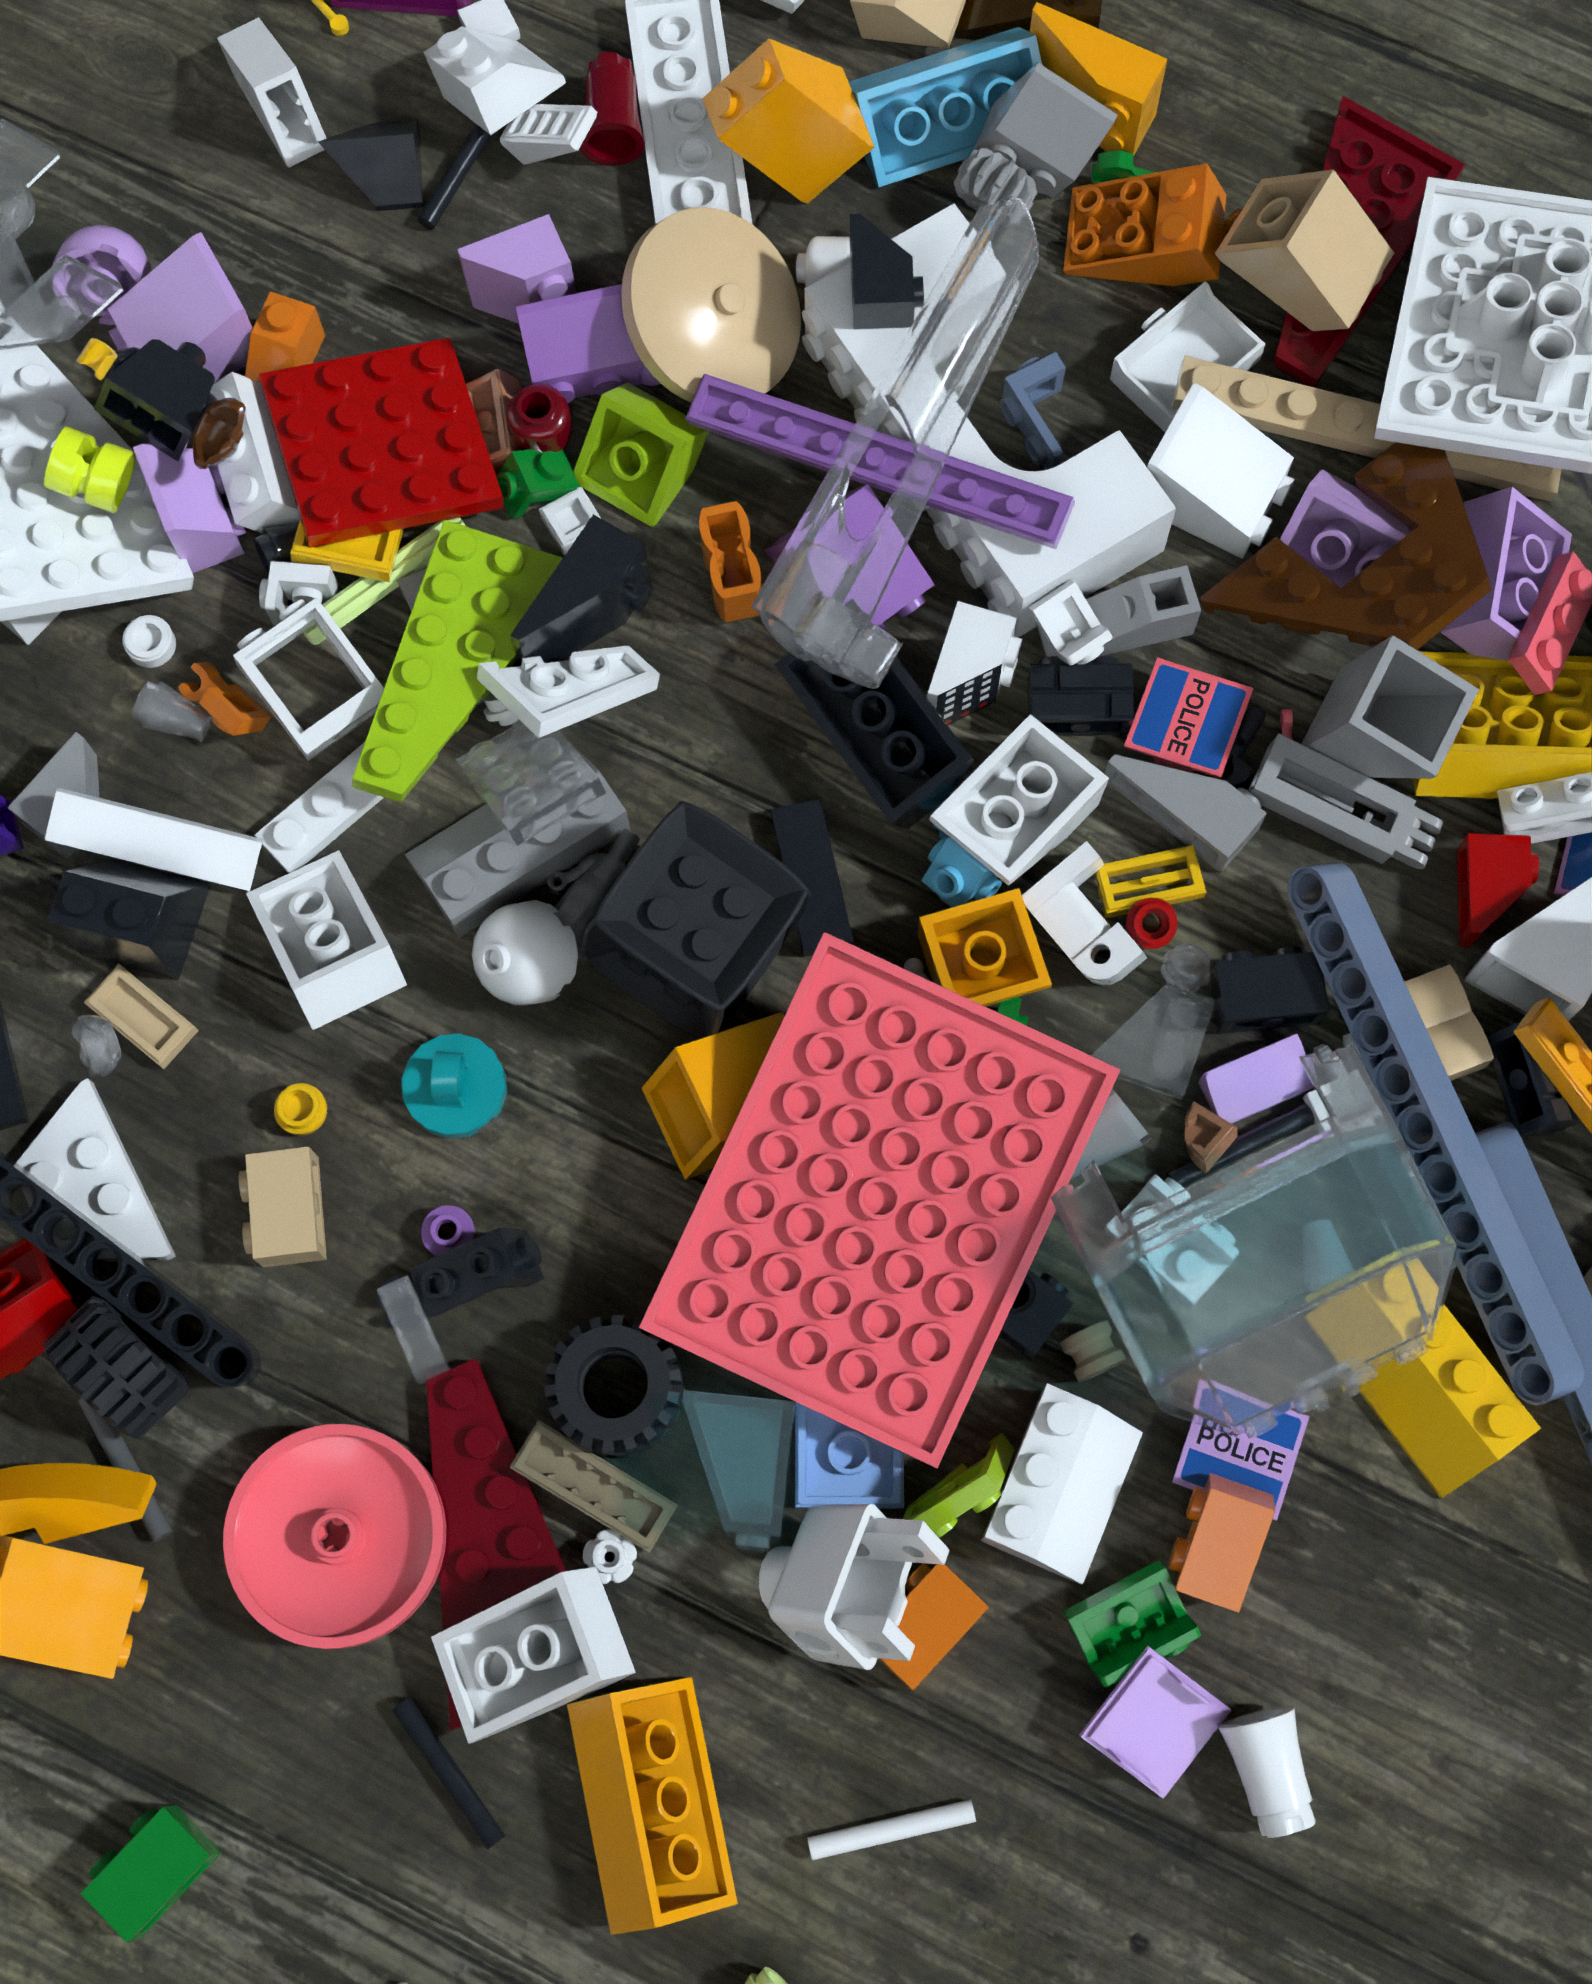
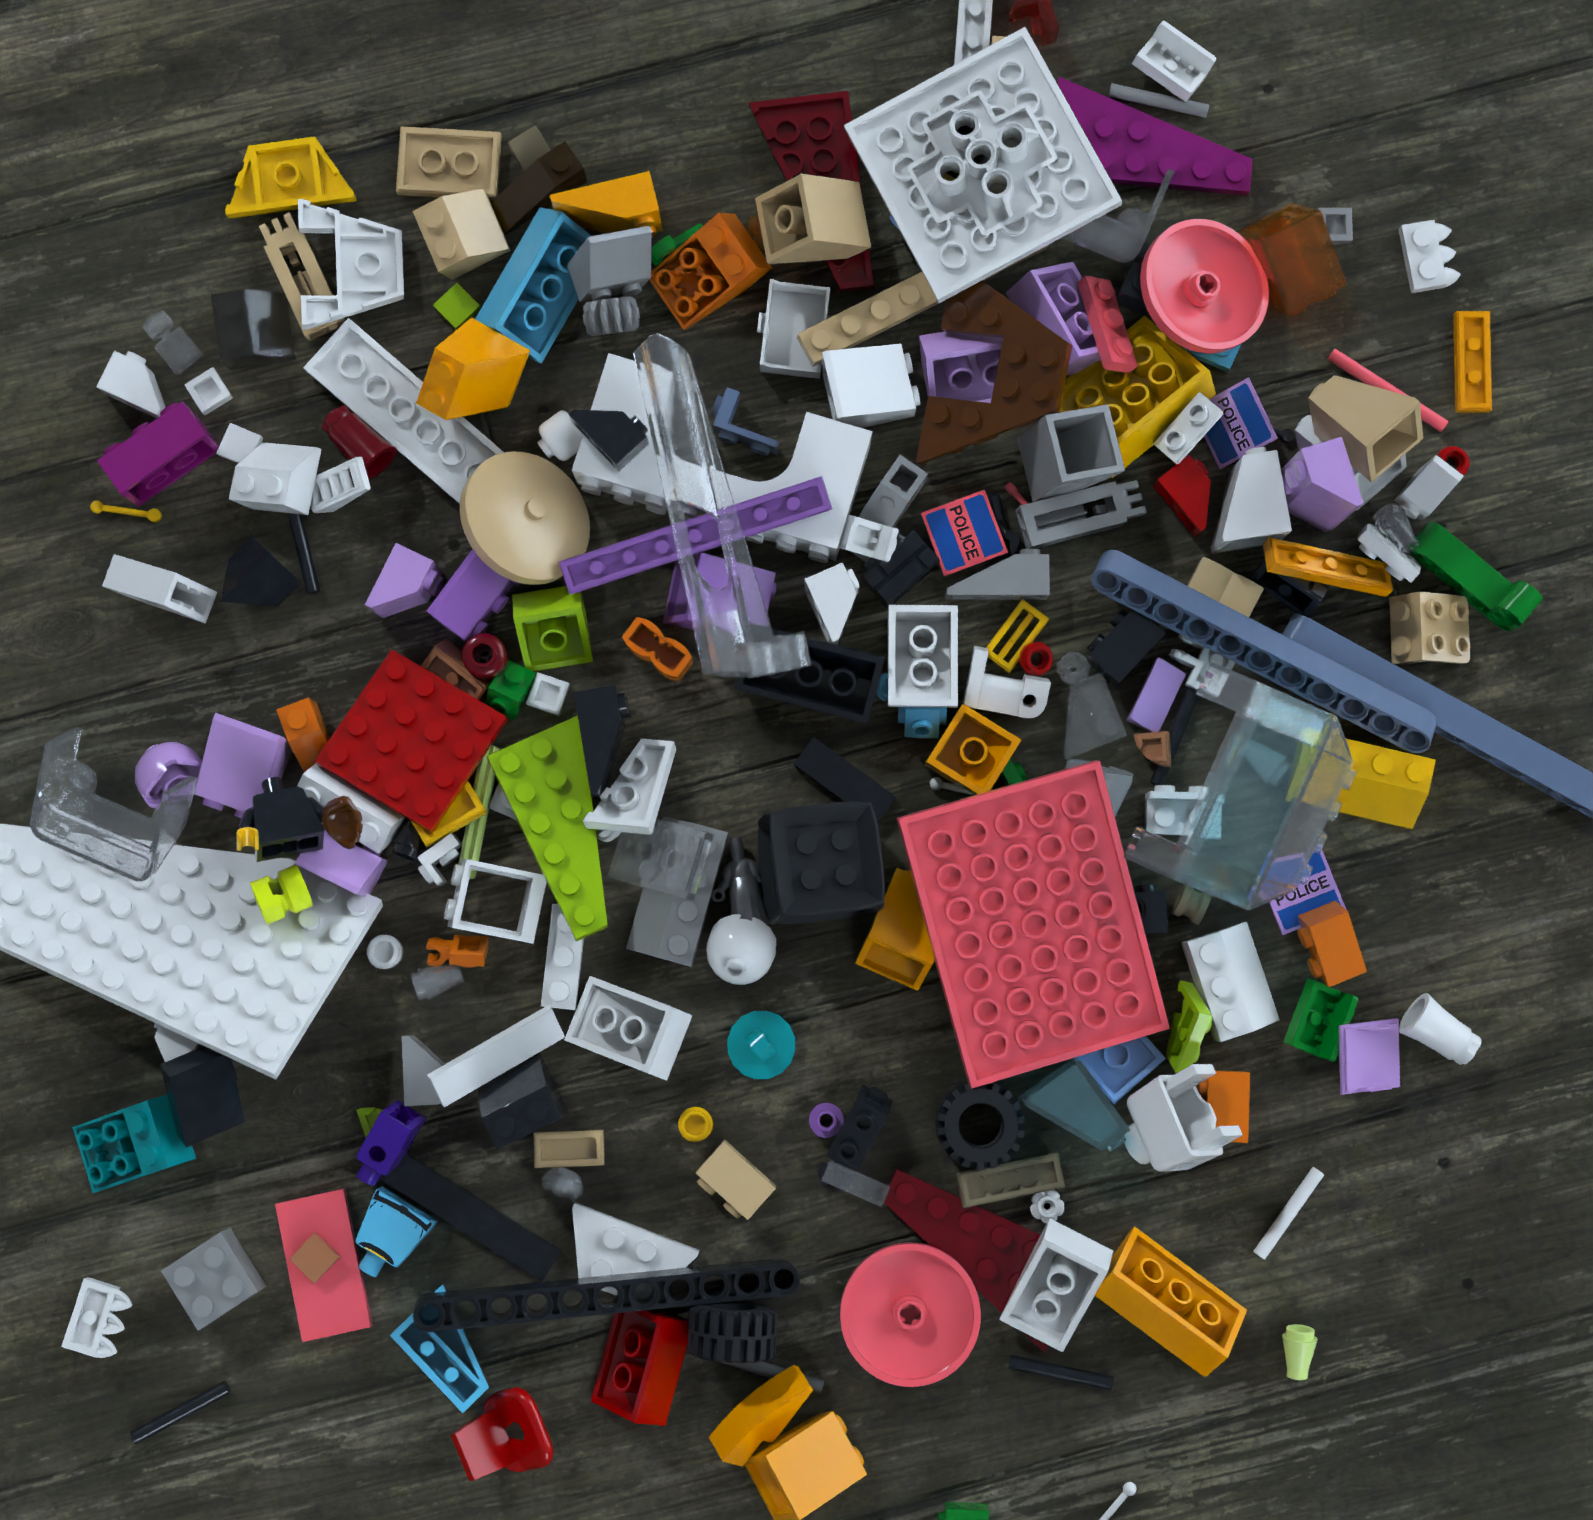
camera: 45 degrees left, 10 degrees up
(844, 53) = (456, 306): none -> lime tile

